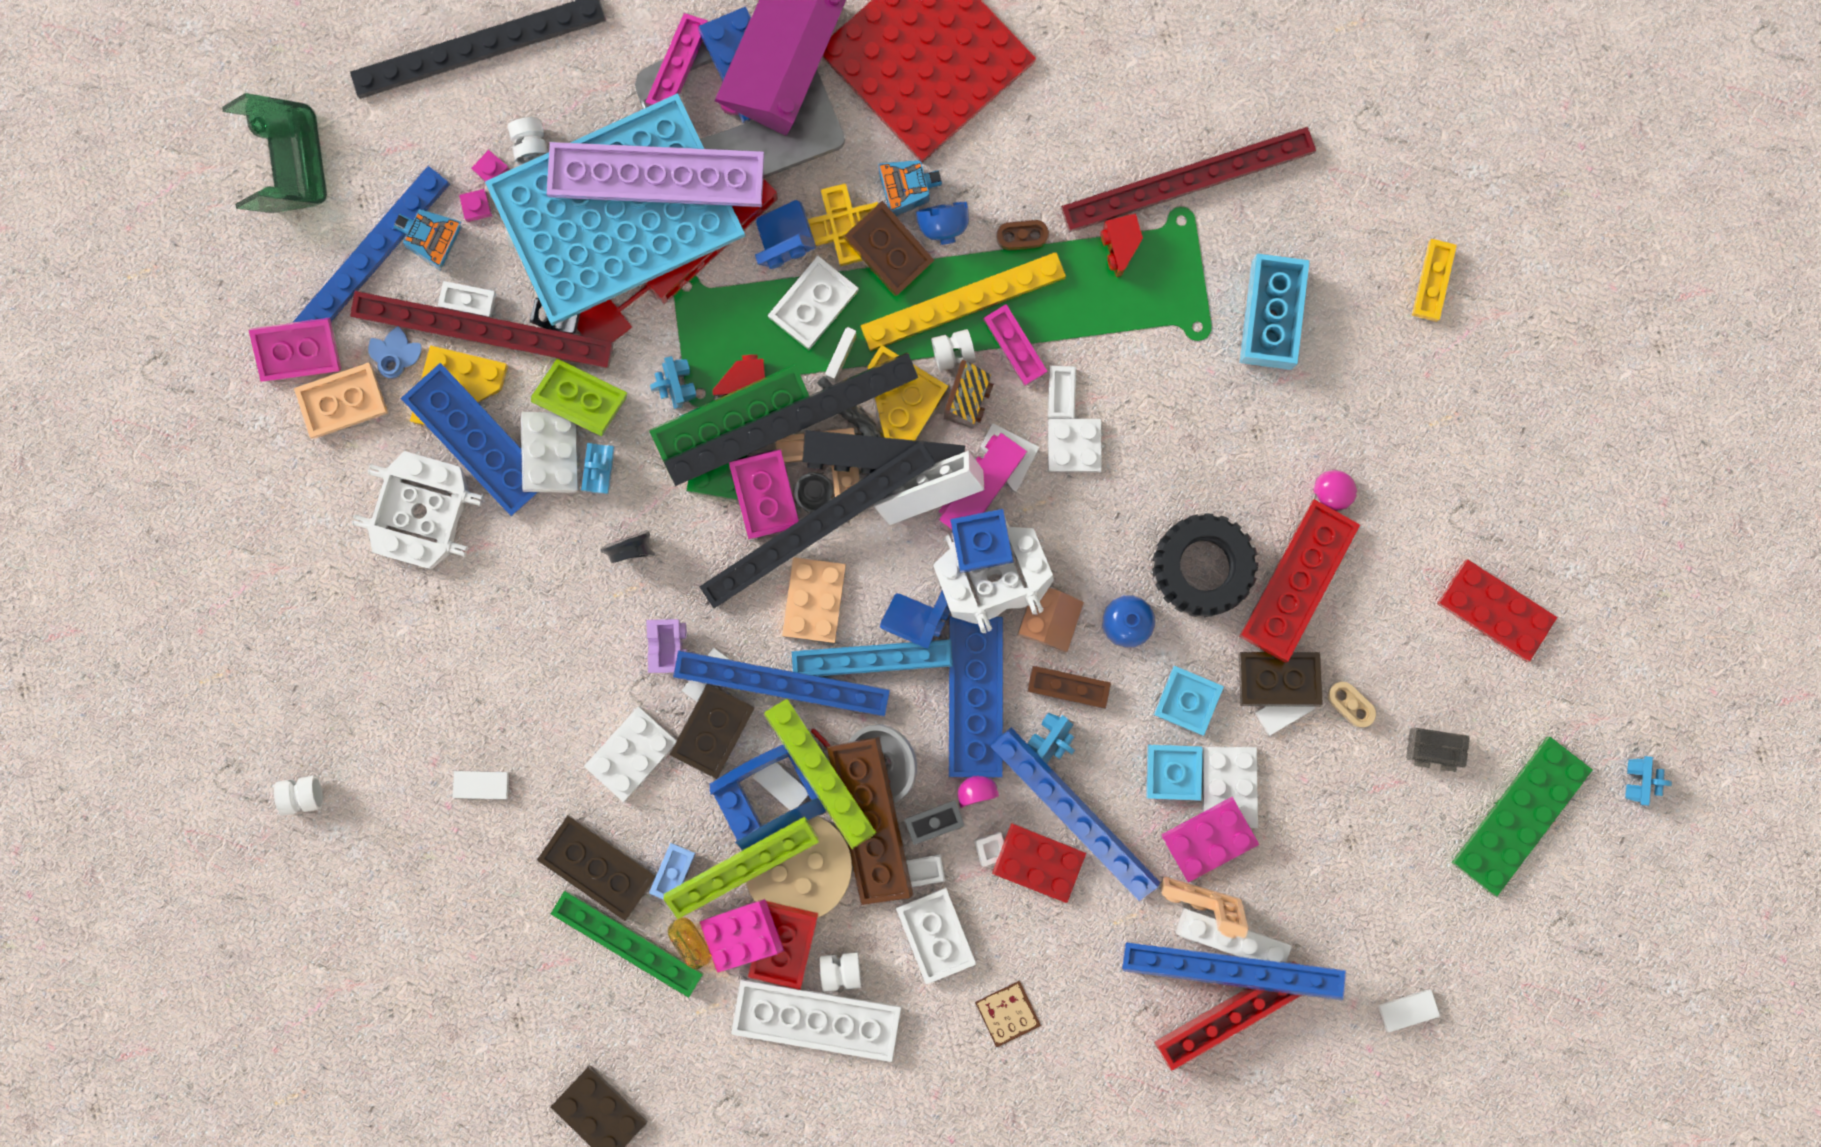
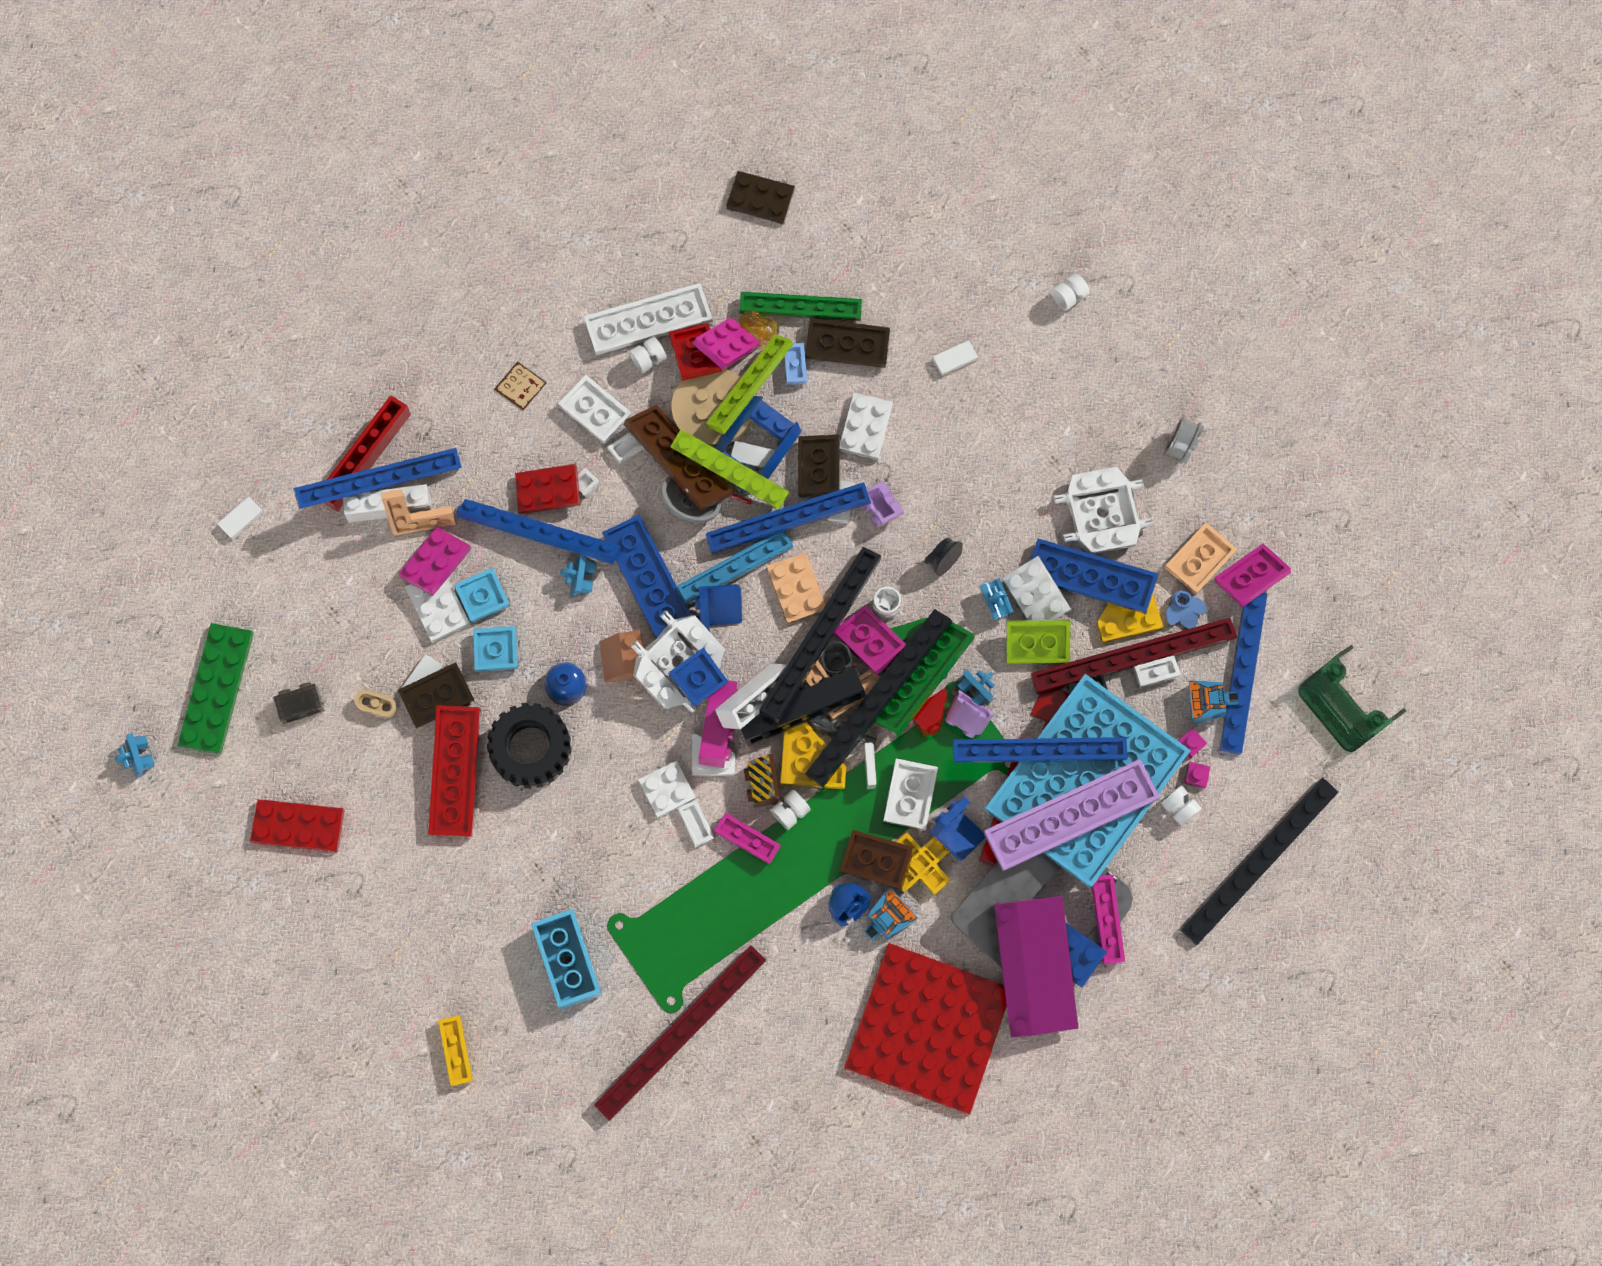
camera: 150 degrees right, 10 degrees down
(276, 543) = (1184, 439): none -> light grey wheel
(650, 261) = (1039, 750): none -> blue plate
(705, 356) = (968, 715): none -> lavender cylinder
(723, 526) = (886, 603): none -> white wheel
(934, 822) = (634, 478): dark grey brick -> none
(963, 301) = (801, 853): yellow plate -> none
(976, 790) = (614, 512): dark pink hair -> none
(1021, 232) = (784, 925): reddish brown plate -> none
(1069, 687) = (585, 616): reddish brown plate -> none
(1123, 240) = (706, 957): red slope -> none
(1335, 489) = (458, 853): dark pink hair -> none

